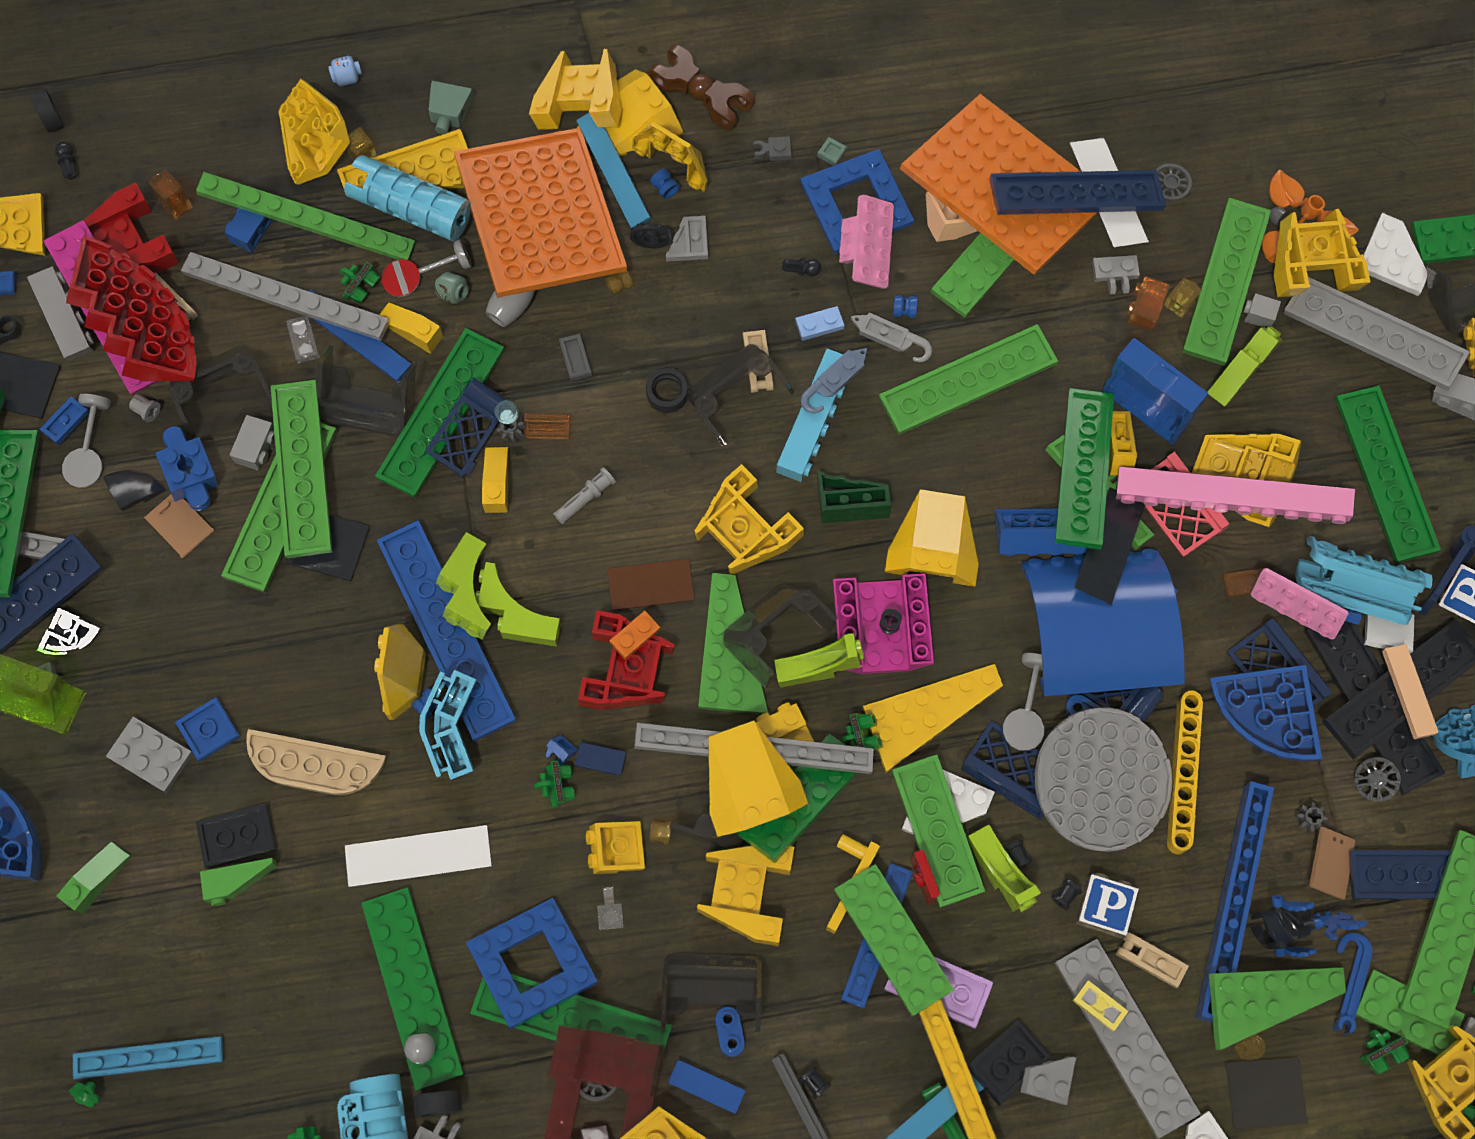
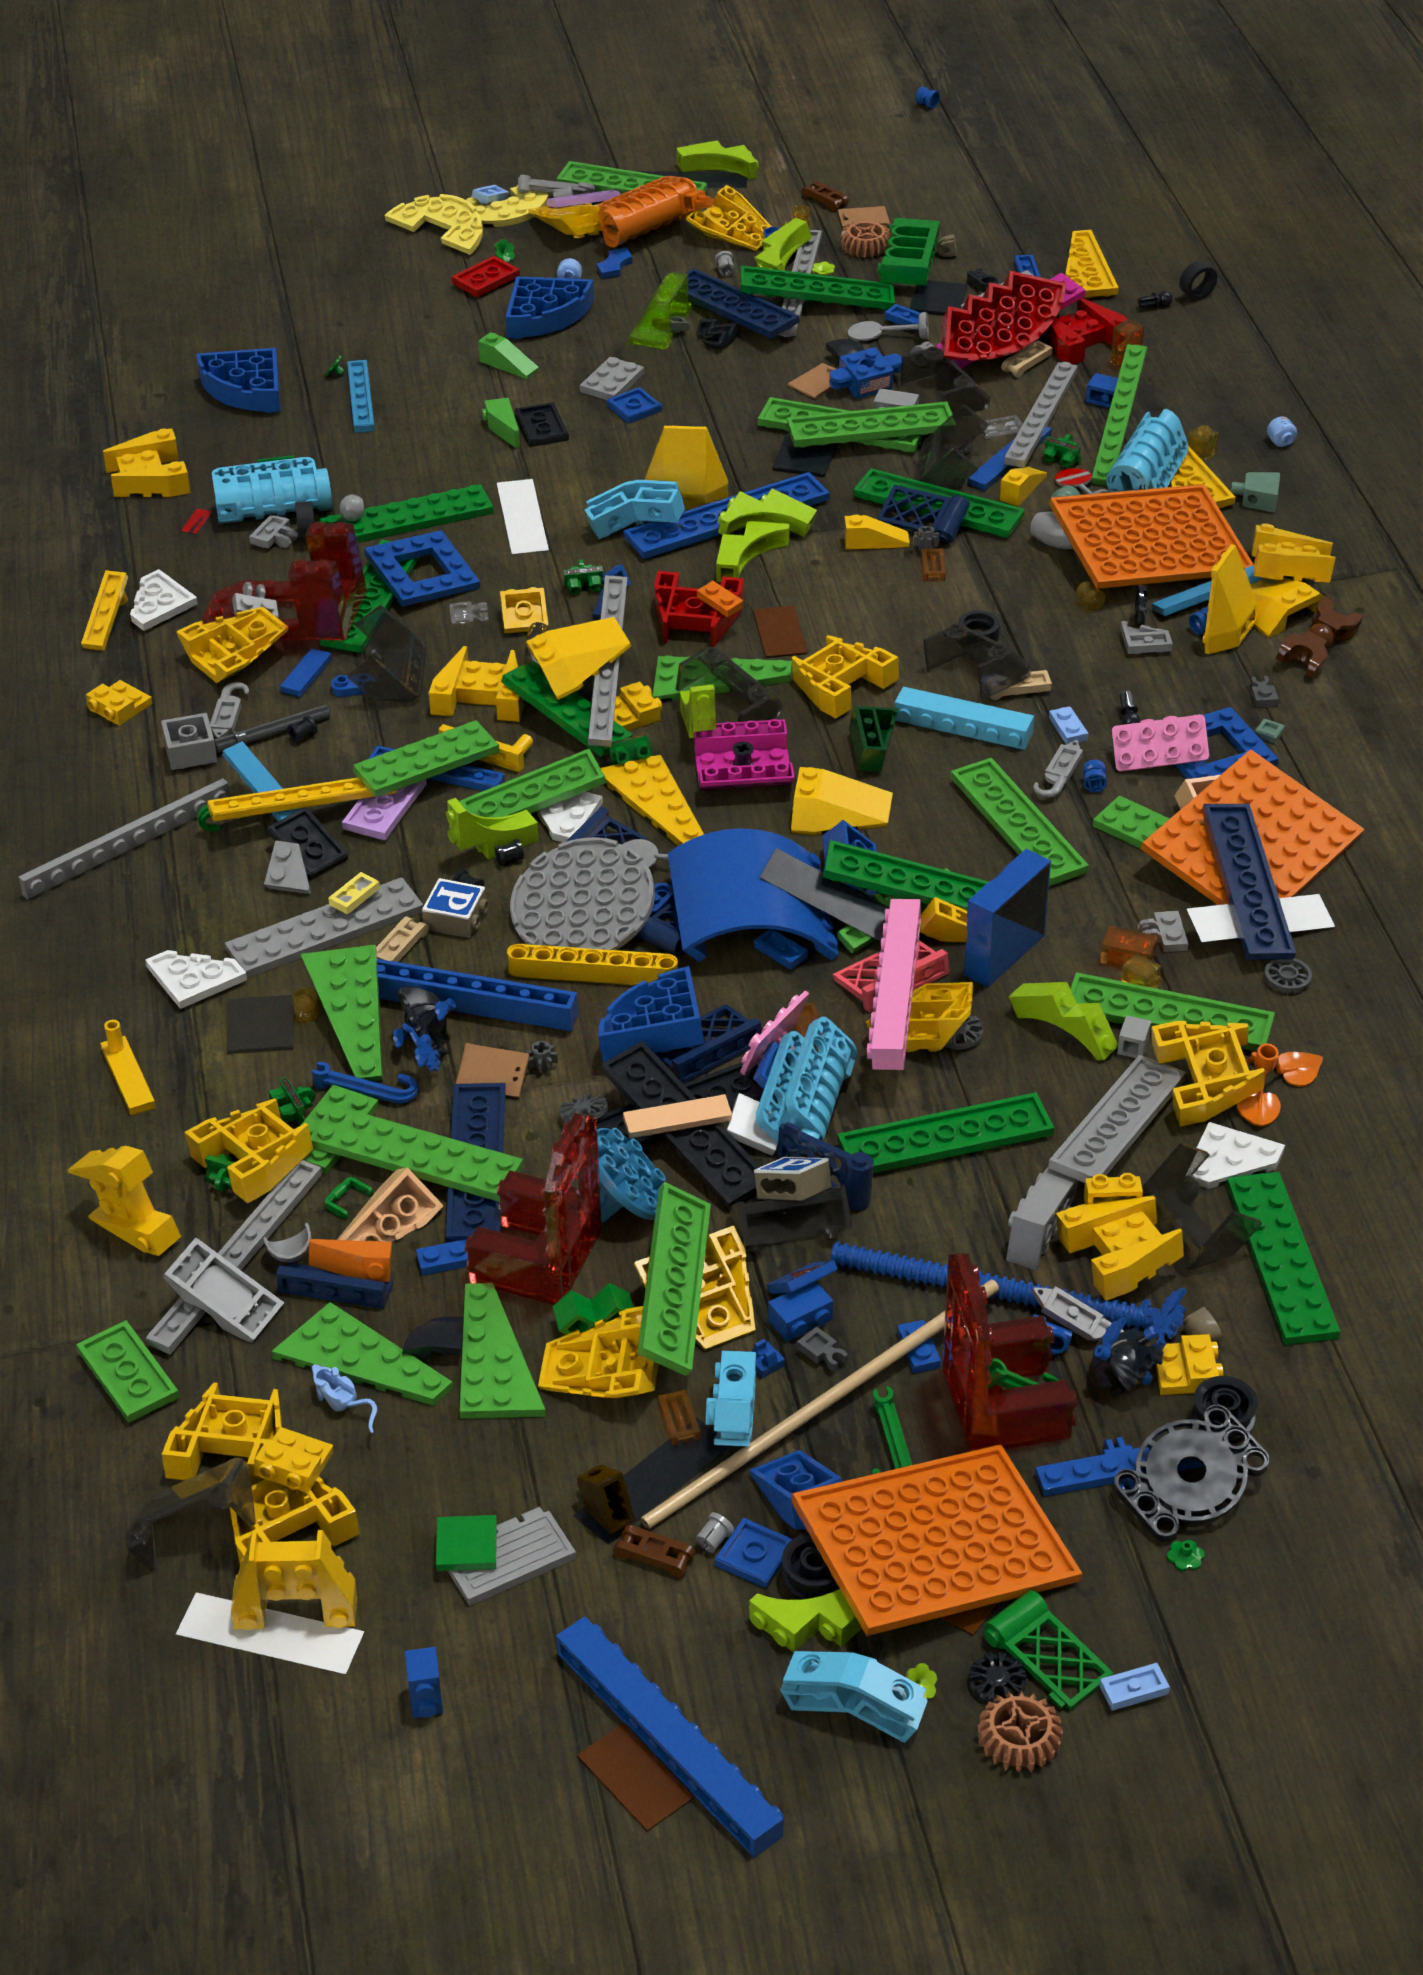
camera: 90 degrees right, 30 degrees down
(311, 133) = (1211, 409): yellow wedge -> none
(312, 764) = (602, 454): tan plate -> none
(506, 412) = (937, 524): clear light blue tile -> none
(575, 357) = (1007, 578): dark grey tile -> none
(592, 489) = (870, 589): light grey pin -> none
(835, 378) = (1001, 717): sand blue plate -> none
(924, 877) = (484, 775): red plate -> none

